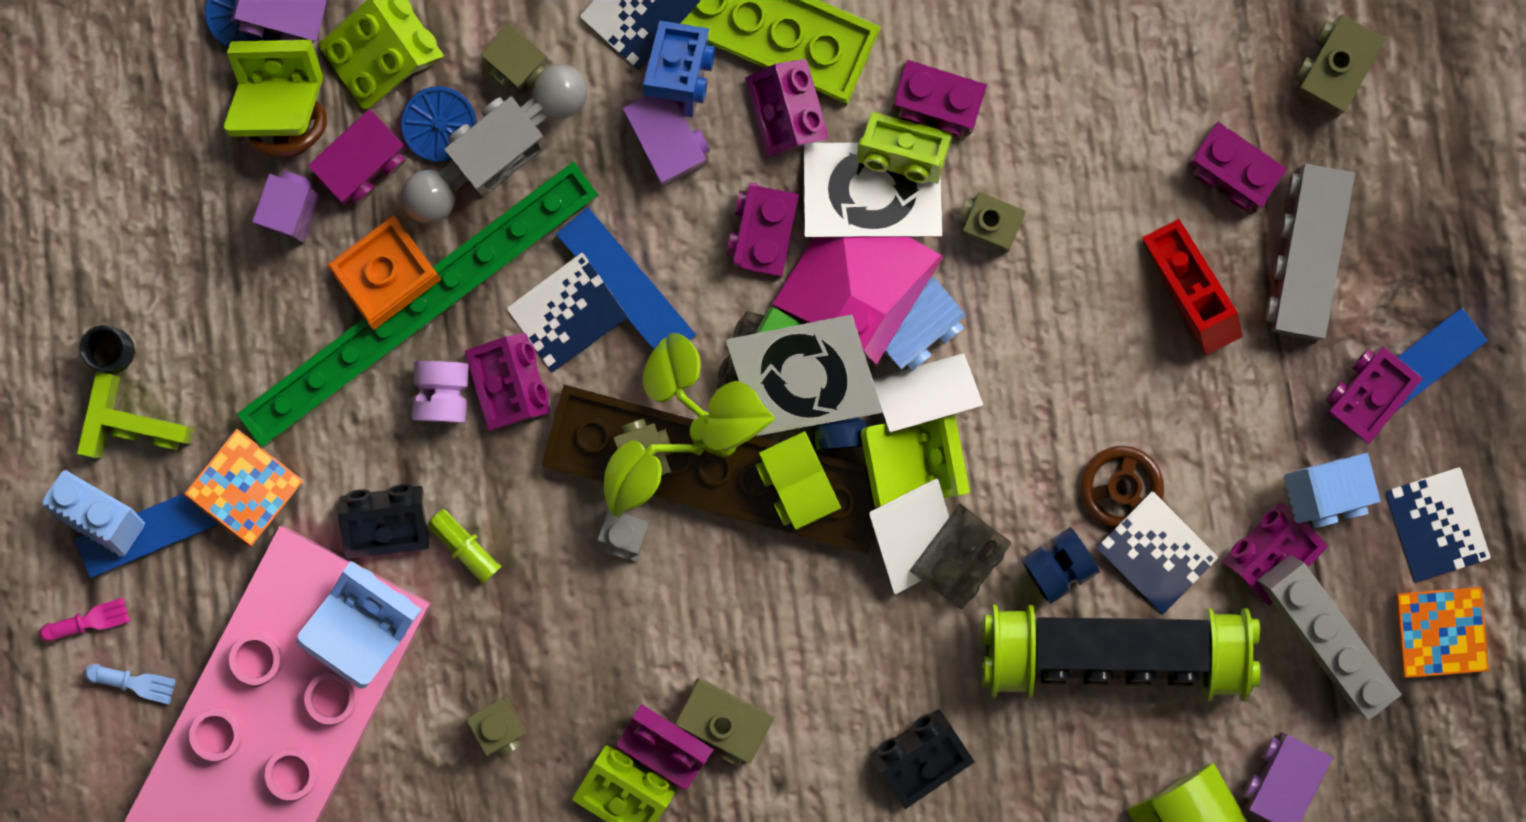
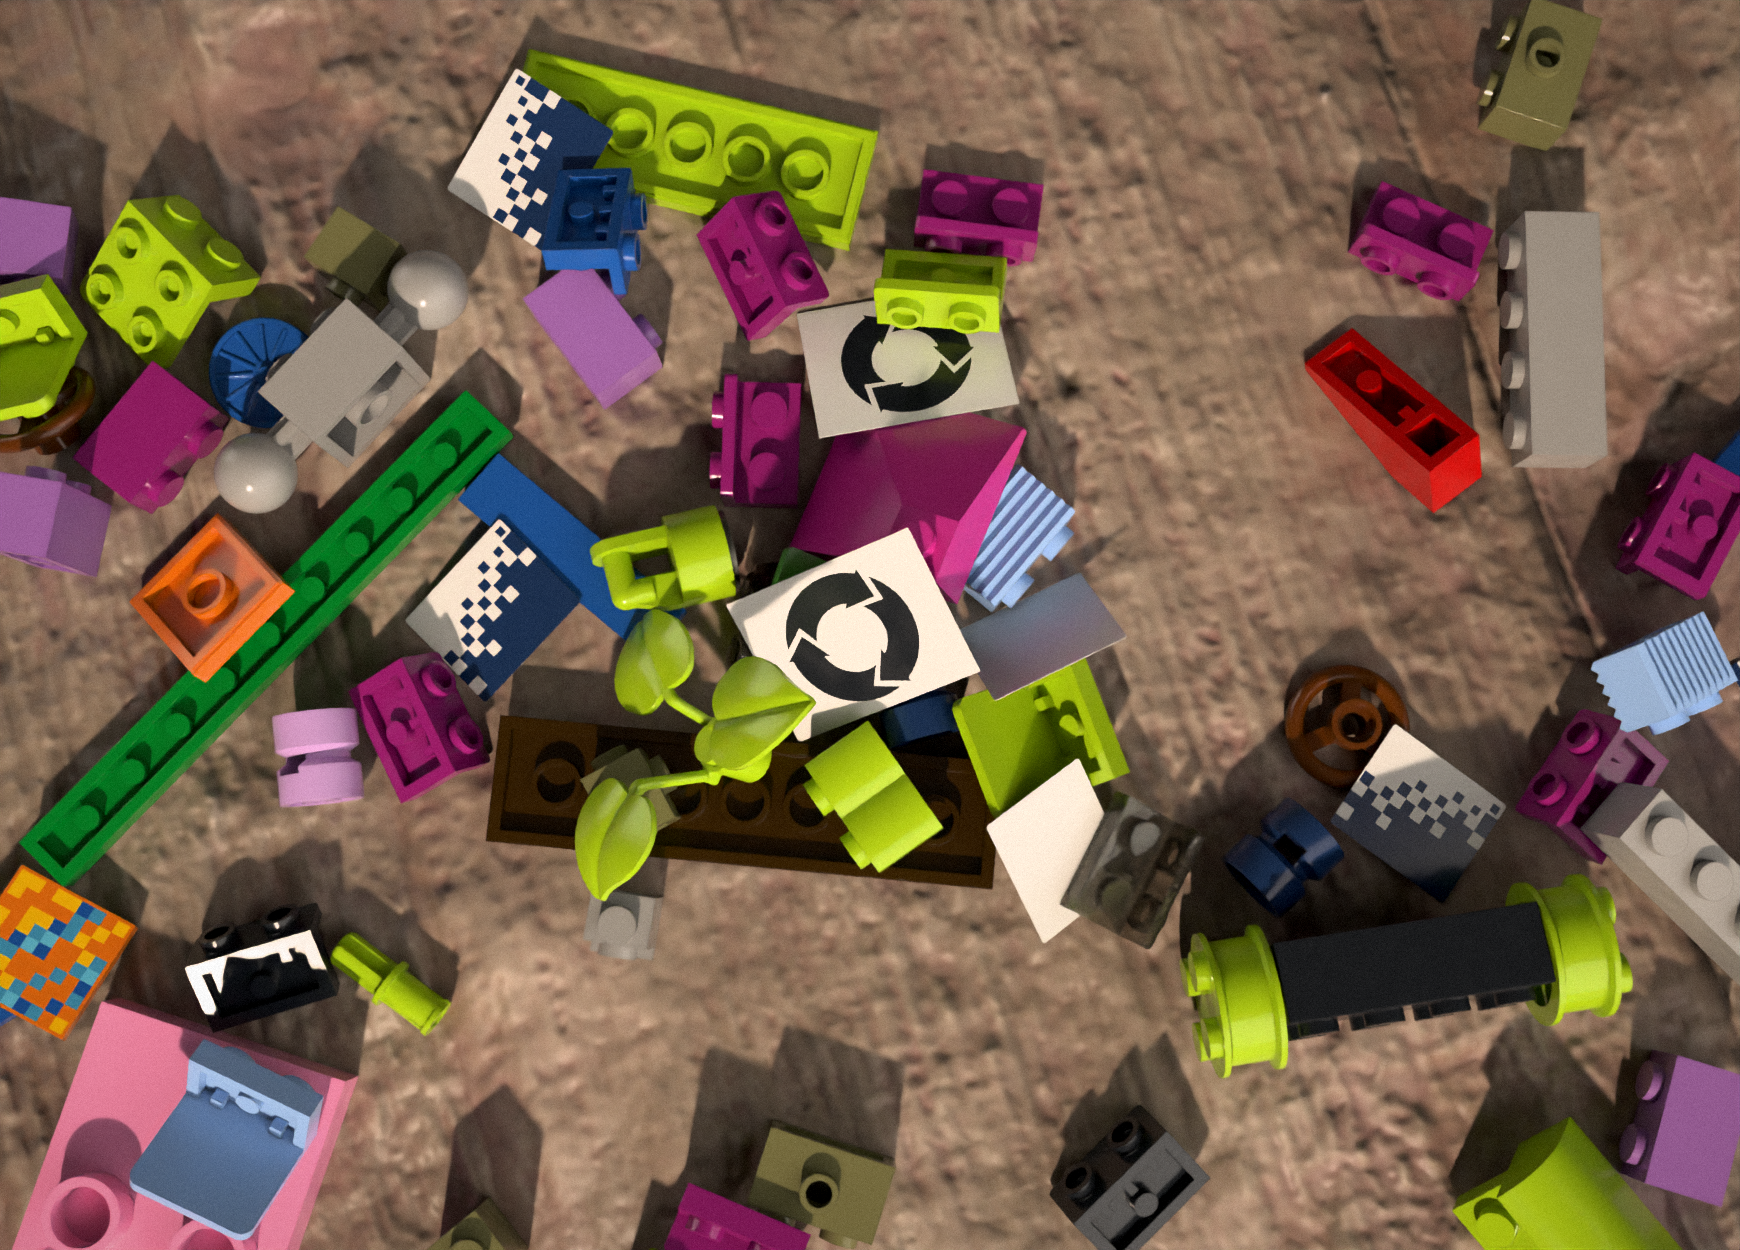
camera: 10 degrees left, 5 degrees down
(711, 303) = (699, 559): none -> lime piece
(991, 221) = (1086, 374): olive brick -> none

